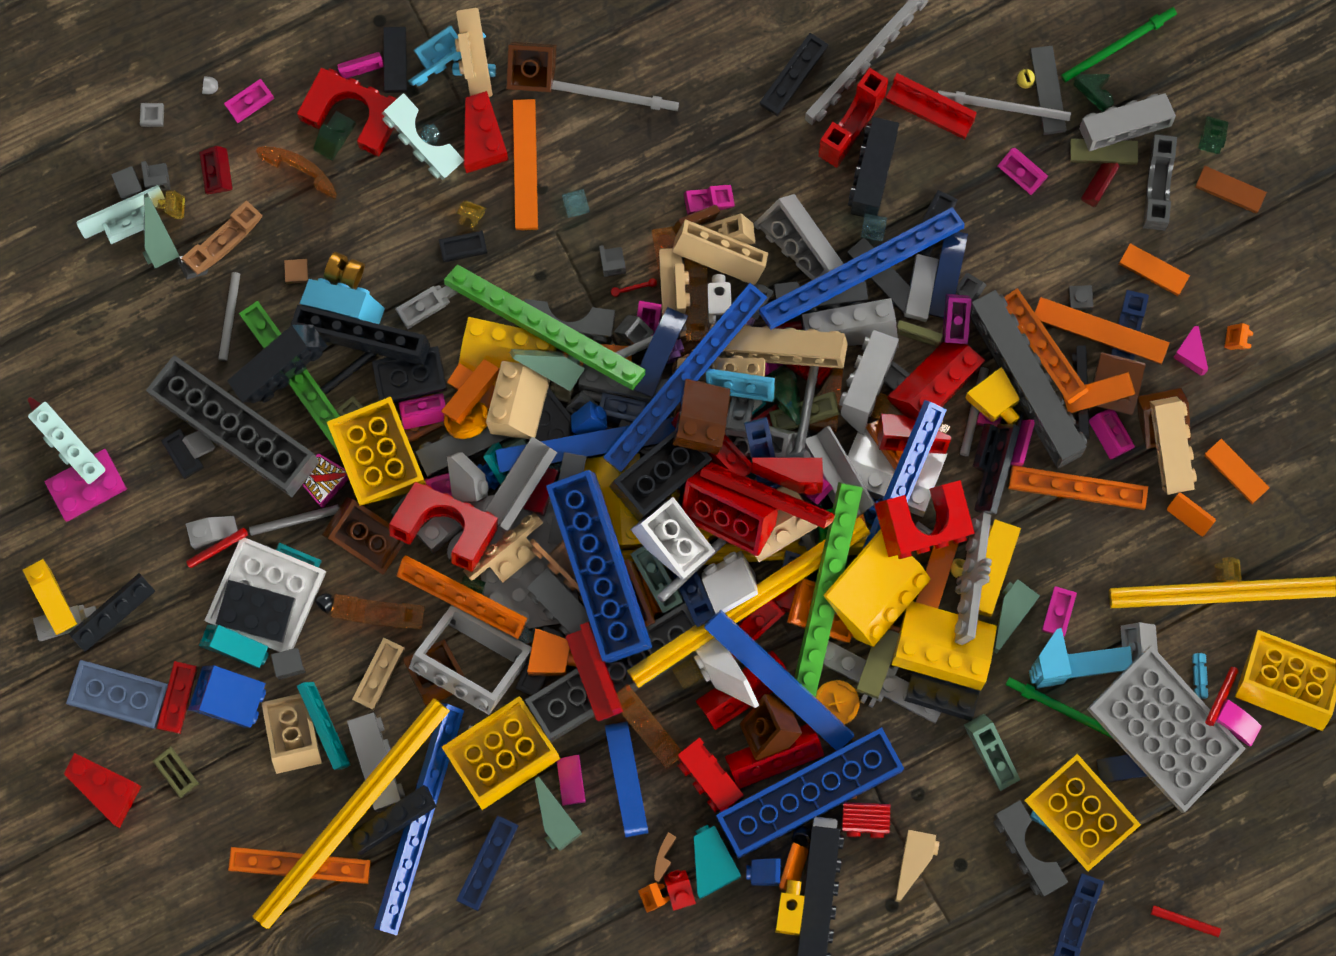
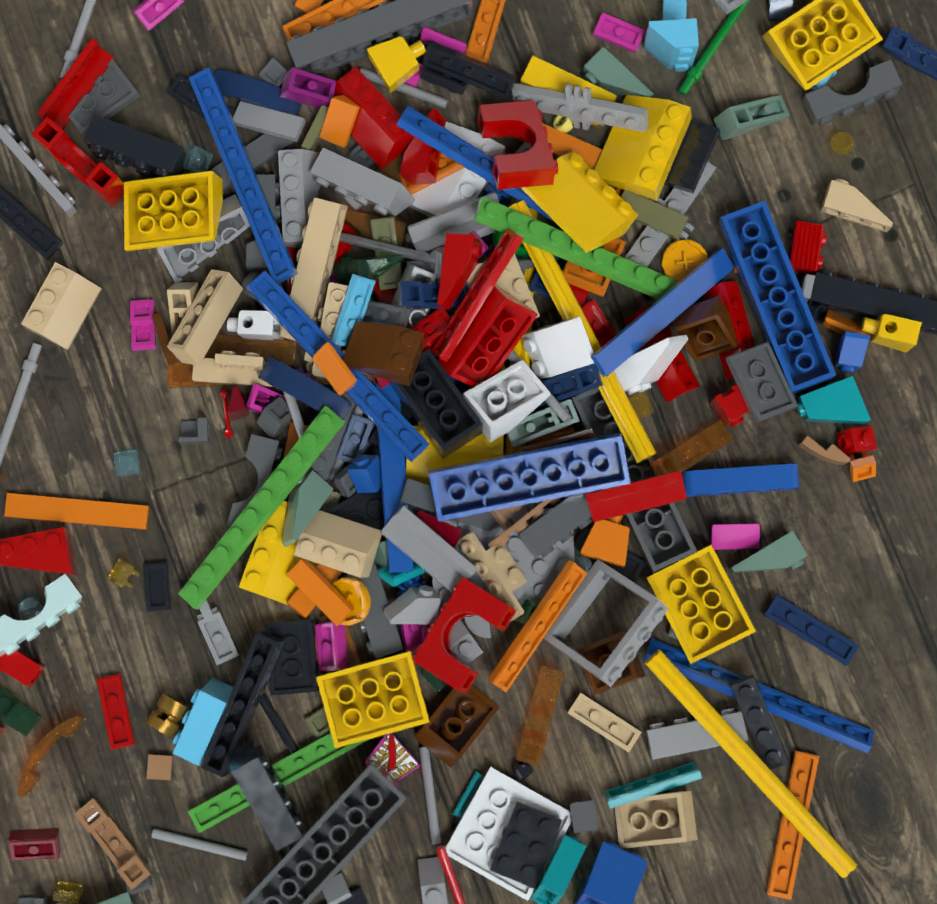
camera: 85 degrees left, 5 degrees up
(343, 225) = (116, 711): none -> red tile
(641, 292) = (237, 406): none -> dark red slope
(679, 372) = (334, 369): none -> orange slope
(716, 122) = (61, 306): none -> tan slope
(721, 783) = (761, 382): none -> dark grey tile
(817, 208) = (172, 210): none -> yellow slope
(922, 135) = (105, 99): none -> dark grey wing
(929, 352) = (339, 120): none -> orange slope
(978, 845) = (842, 143): none -> clear yellow plate

